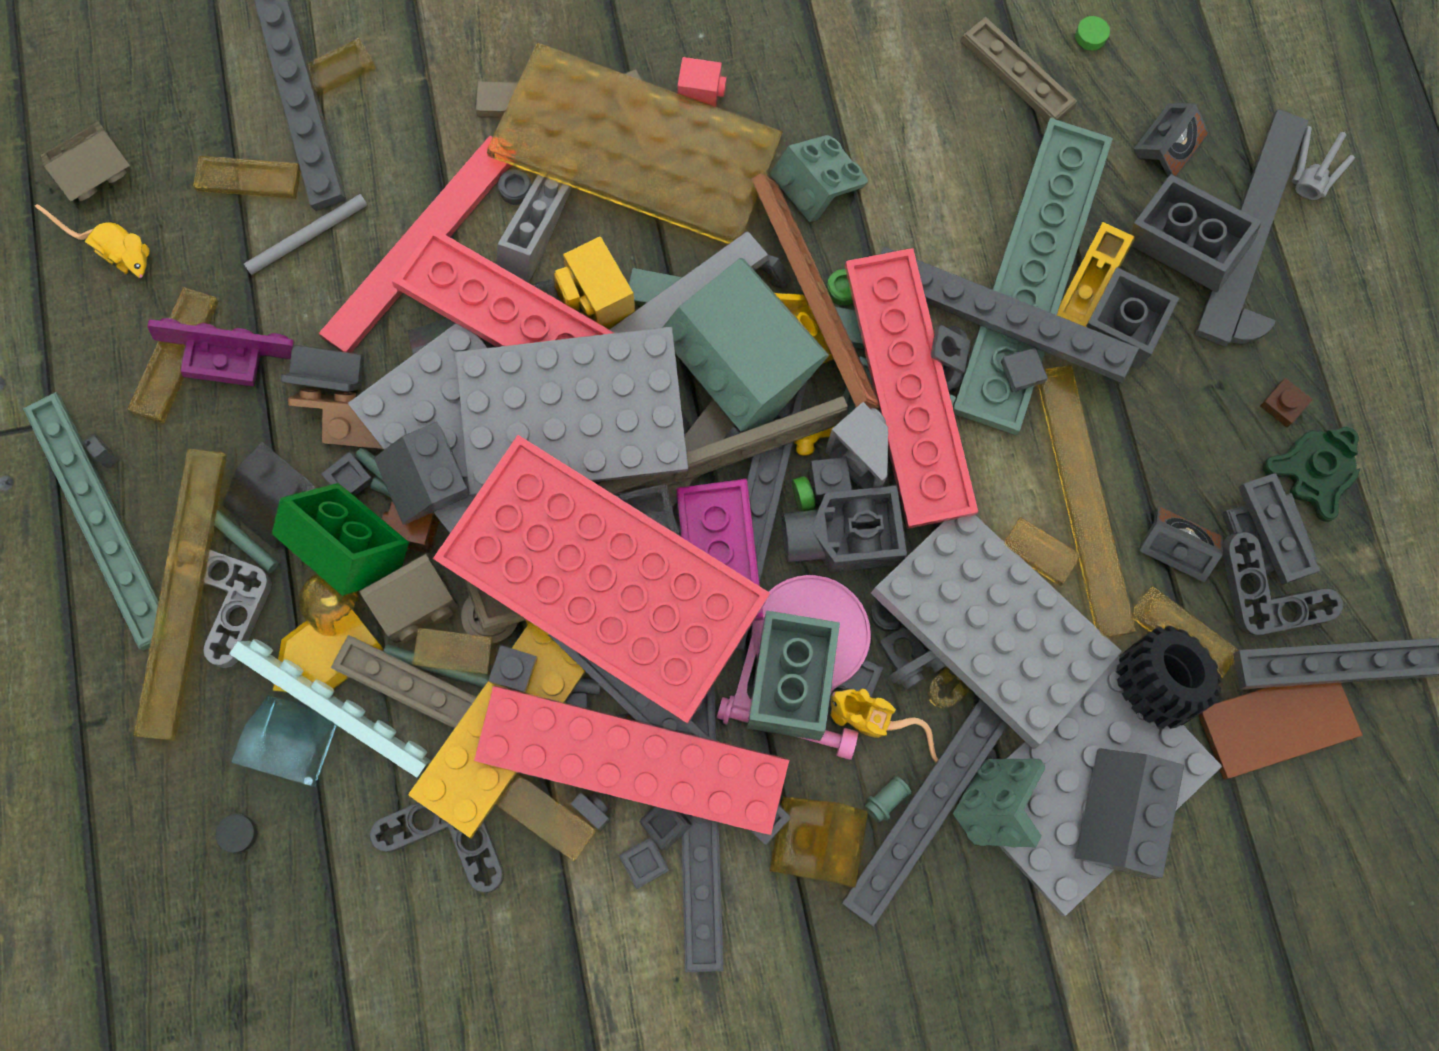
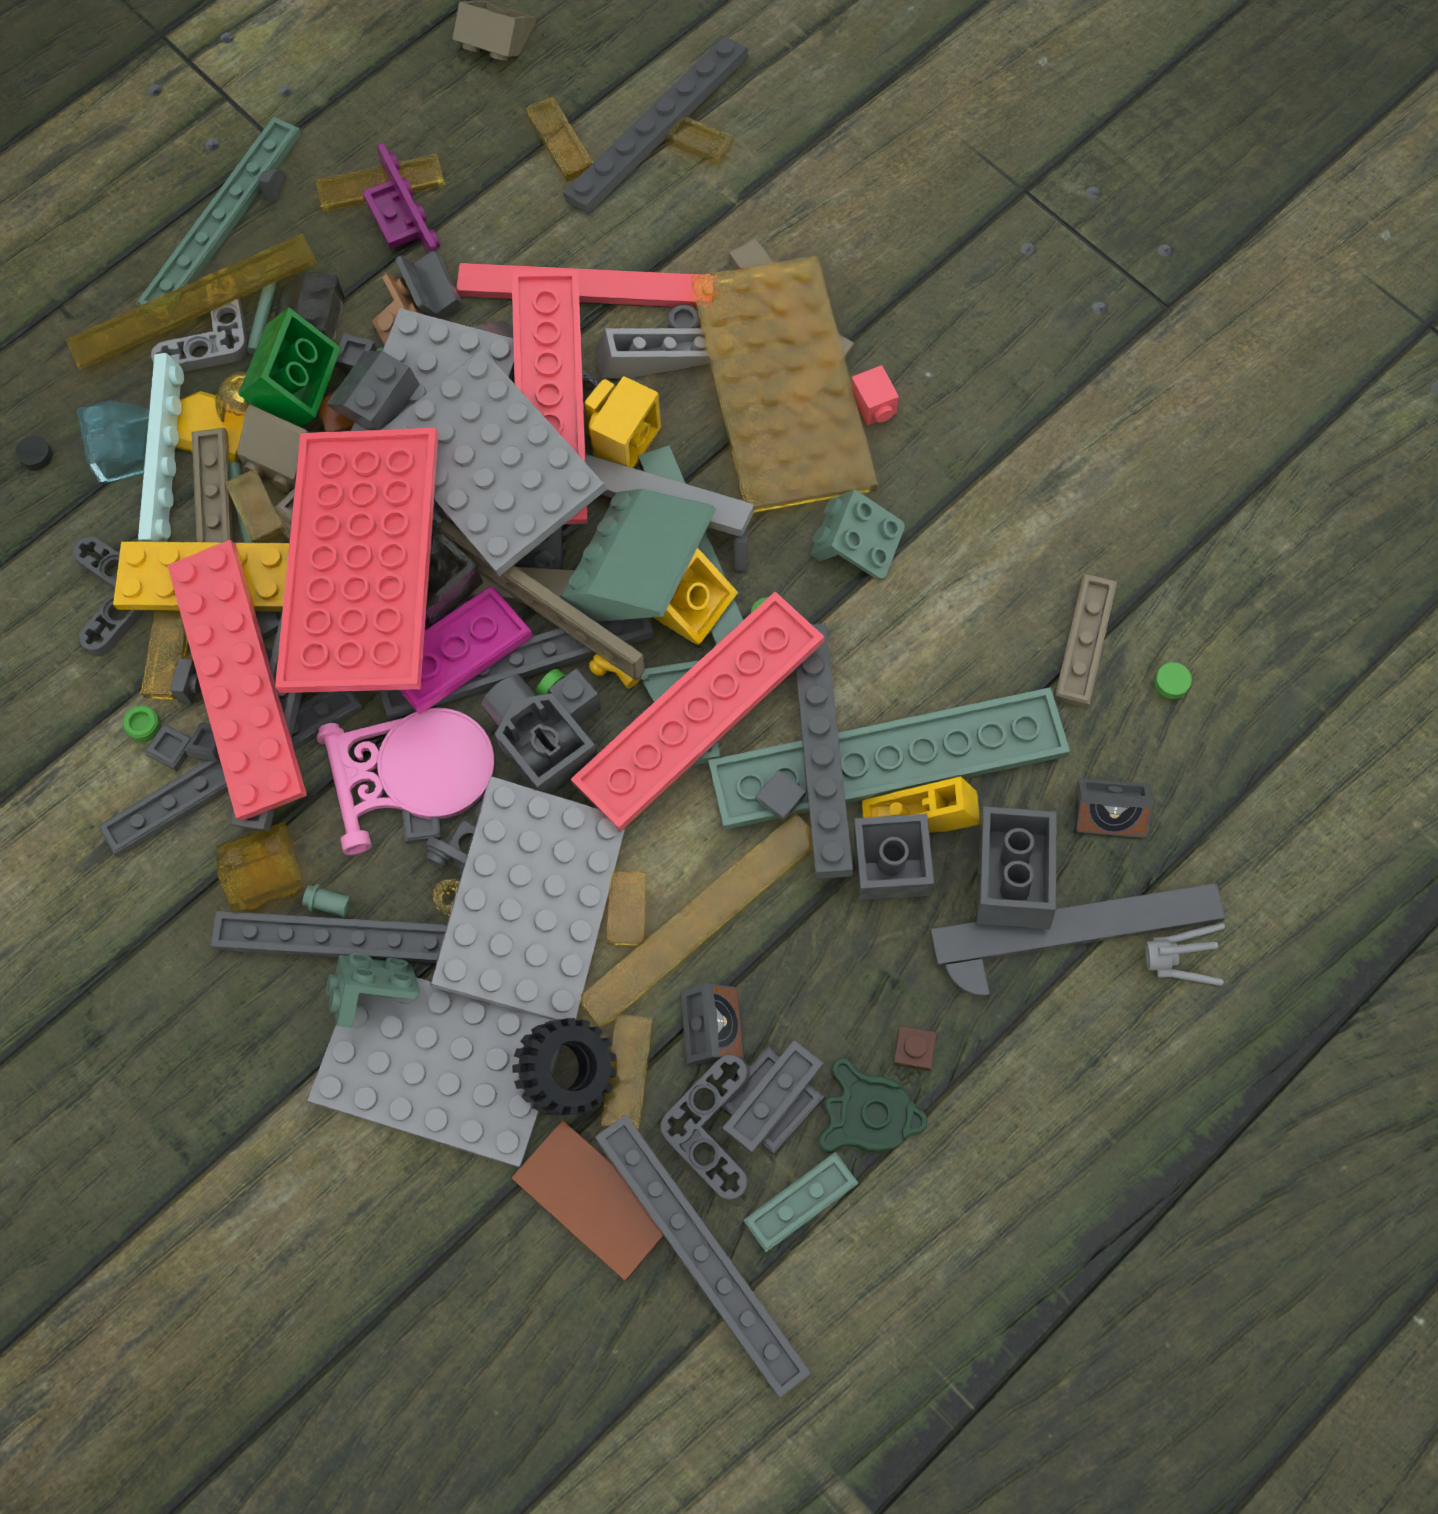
camera: 65 degrees right, 5 degrees down
(112, 245) = (439, 88): yellow animal -> none
(305, 234) = (539, 205): light grey bar -> none
(512, 669) = (258, 550): dark grey plate -> none
(602, 877) = (141, 723): none -> bright green tile
(793, 675) = (377, 757): sand green brick -> none
(815, 292) = (735, 590): nougat tile -> none
(864, 441) = (615, 702): light grey slope -> none
(871, 715) = (388, 845): yellow animal -> none
(951, 349) = (767, 729): dark grey bracket -> none
(1130, 812) = (419, 1099): dark grey slope -> none
(1364, 563) = (800, 1202): none -> sand green tile

